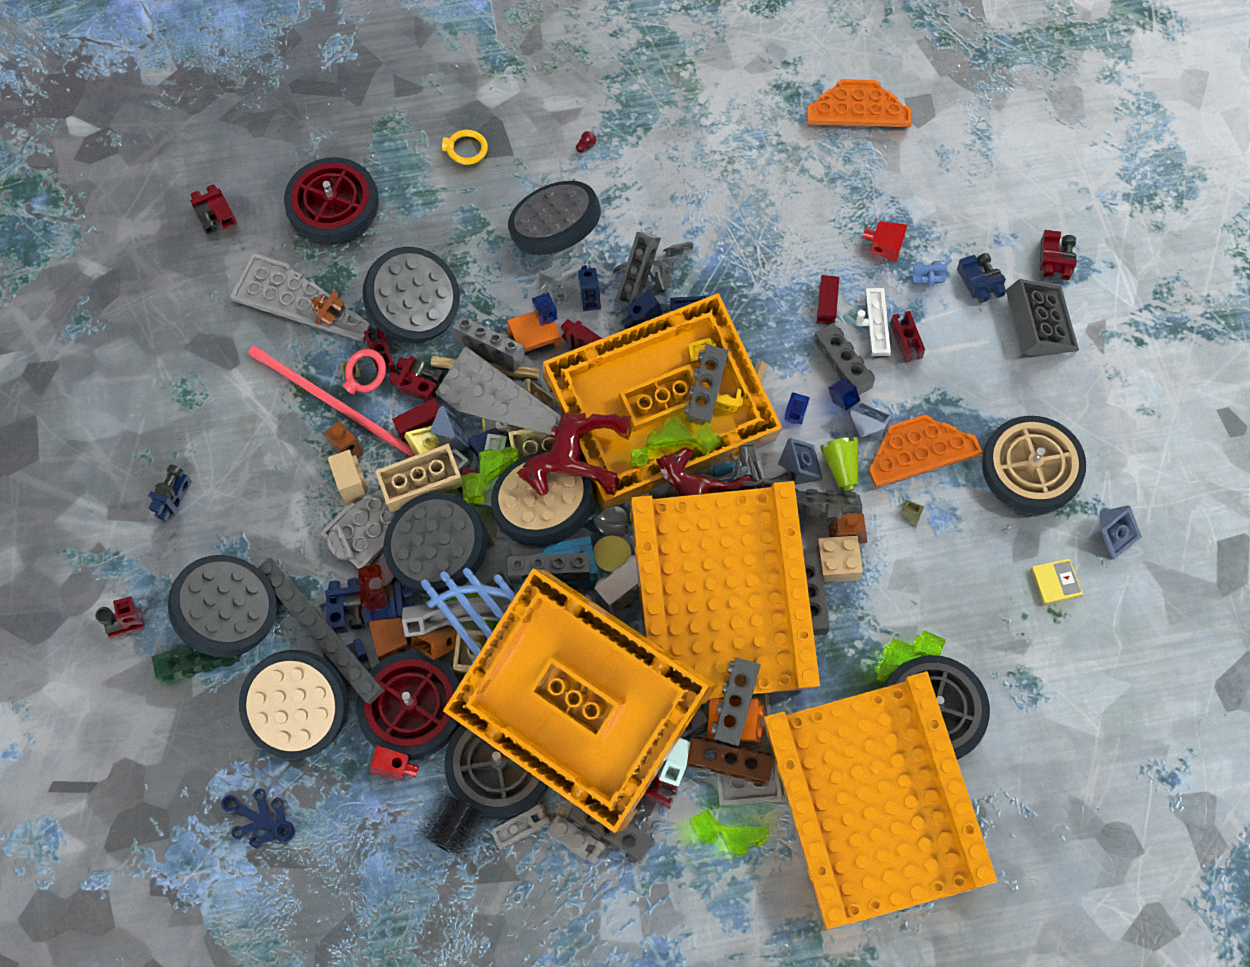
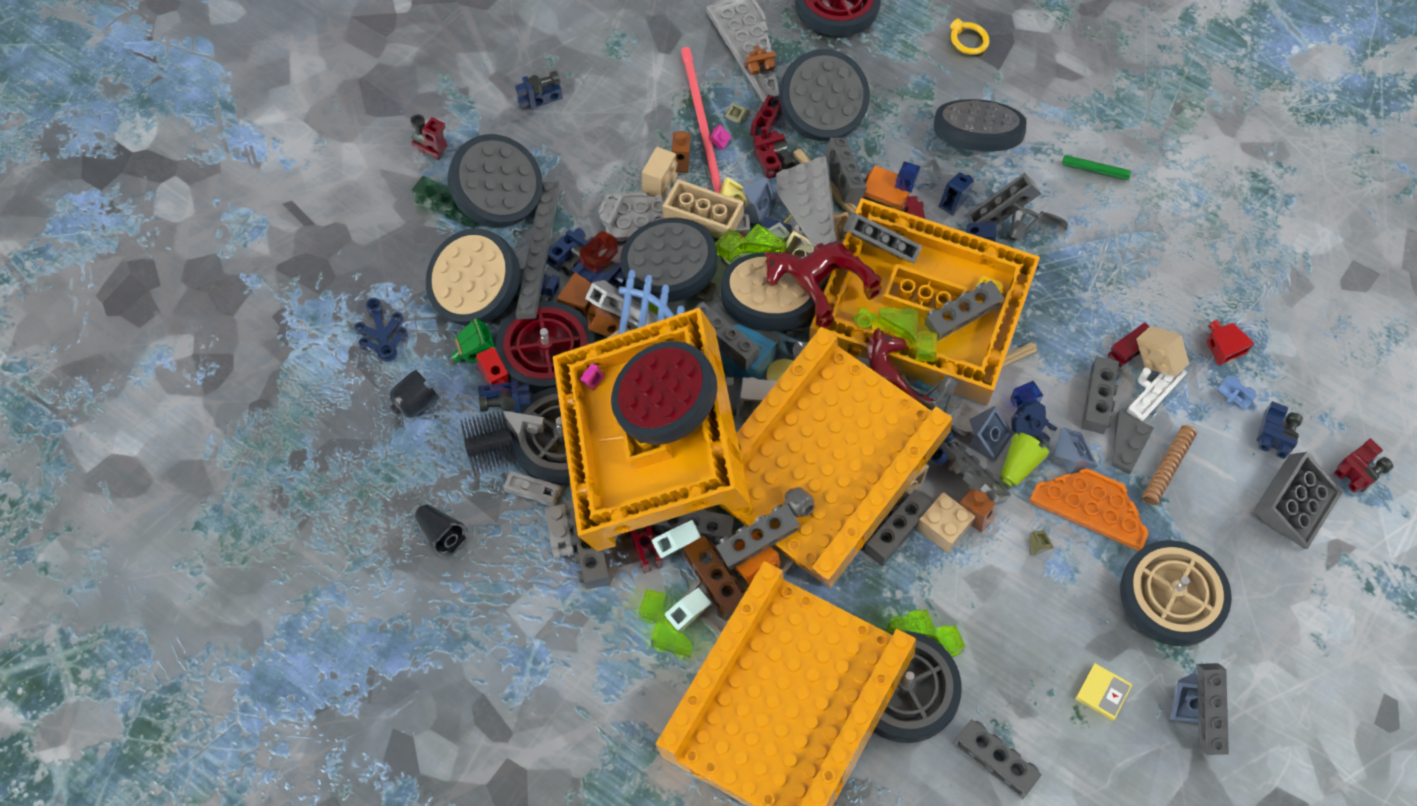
camera: 40 degrees right, 5 degrees down
(348, 847) = (412, 396): none -> black cylinder
(351, 756) = (472, 341): none -> green torso
(353, 385) = (727, 124): coral piece -> none
(360, 402) = (720, 137): none -> dark pink plate
(416, 418) = (743, 175): dark red piece -> none
(425, 776) = (503, 395): none -> dark blue hips
(462, 787) = (519, 422): none -> light grey slope
(486, 930) = (440, 530): none -> black cone
(491, 698) = (592, 377): none -> dark pink plate
(577, 662) = (664, 392): none -> dark red wheel
(586, 141) = (1061, 99): dark red piece -> none
(592, 381) = (882, 238): none -> dark grey brick
(665, 177) = (1096, 167): none -> green axle
(726, 403) = (970, 340): yellow bracket -> none
(737, 805) = (688, 609): none -> light aqua slope
(741, 646) = (799, 502): none -> dark grey head
(821, 424) = (1031, 419): none -> dark blue hinge
(844, 394) = (1073, 416): clear blue brick -> none
(857, 287) = (1163, 351): none -> tan brick
(859, 104) = (1307, 234): orange plate -> none
(896, 376) = (1129, 441): none -> dark grey wing
(908, 330) = (1174, 416): dark red piece -> none
(939, 371) = (1169, 465): none -> medium nougat piece
(1010, 707) = (1000, 770): none -> dark grey brick
(1139, 527) = (1212, 709): none -> dark grey brick

